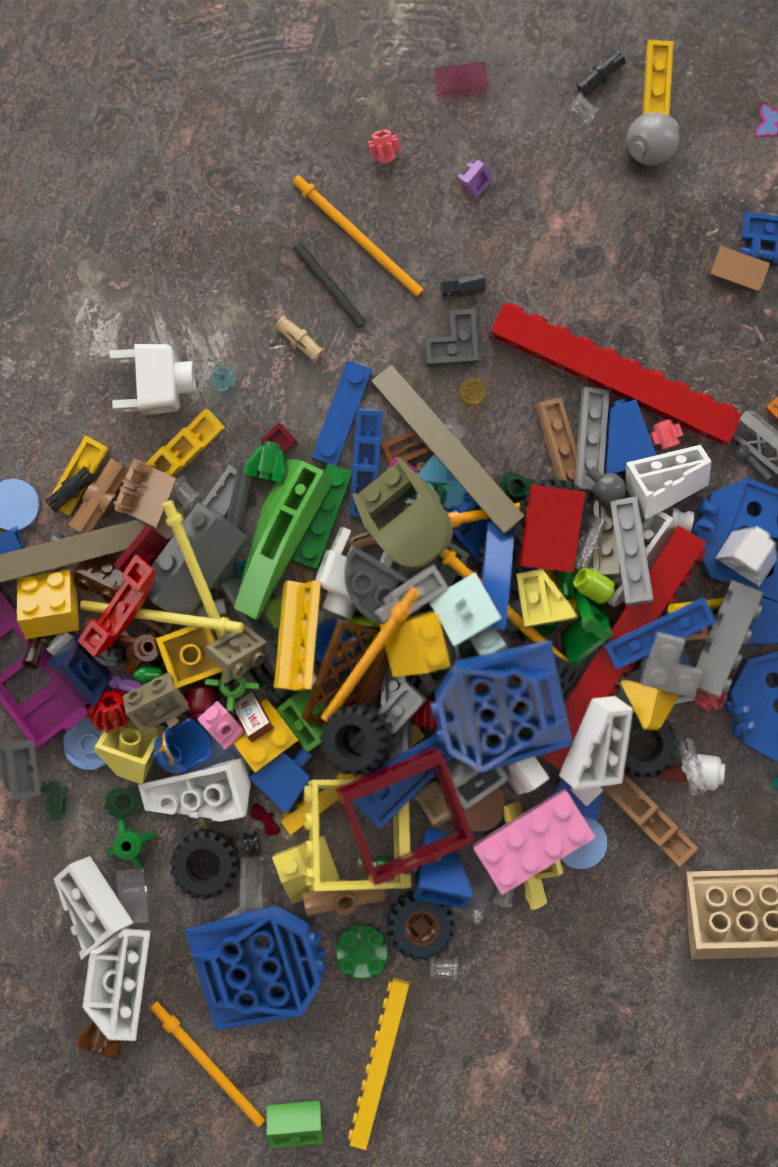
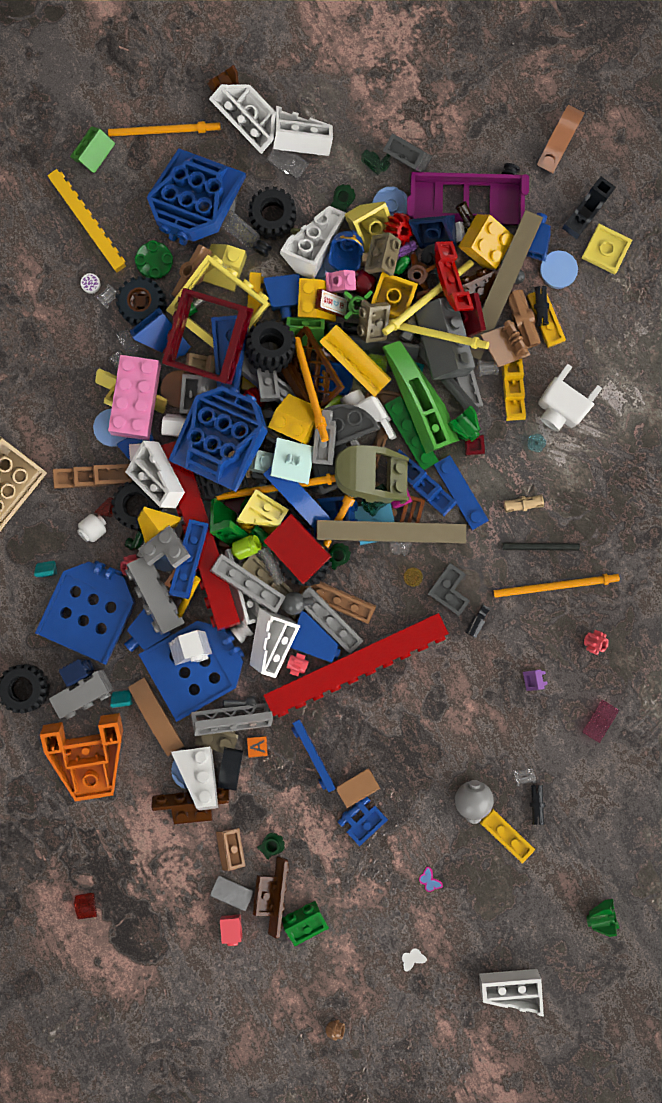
camera: 130 degrees right, 0 degrees up
(136, 841) = (317, 182): green brick -> none
(270, 826) = (263, 265): dark red piece -> none
(444, 1000) = (90, 283): none -> white tile
(683, 712) = (136, 543): none -> dark green arm
(692, 767) = (101, 520): clear pin -> none
(759, 308) = (325, 780): none -> blue plate

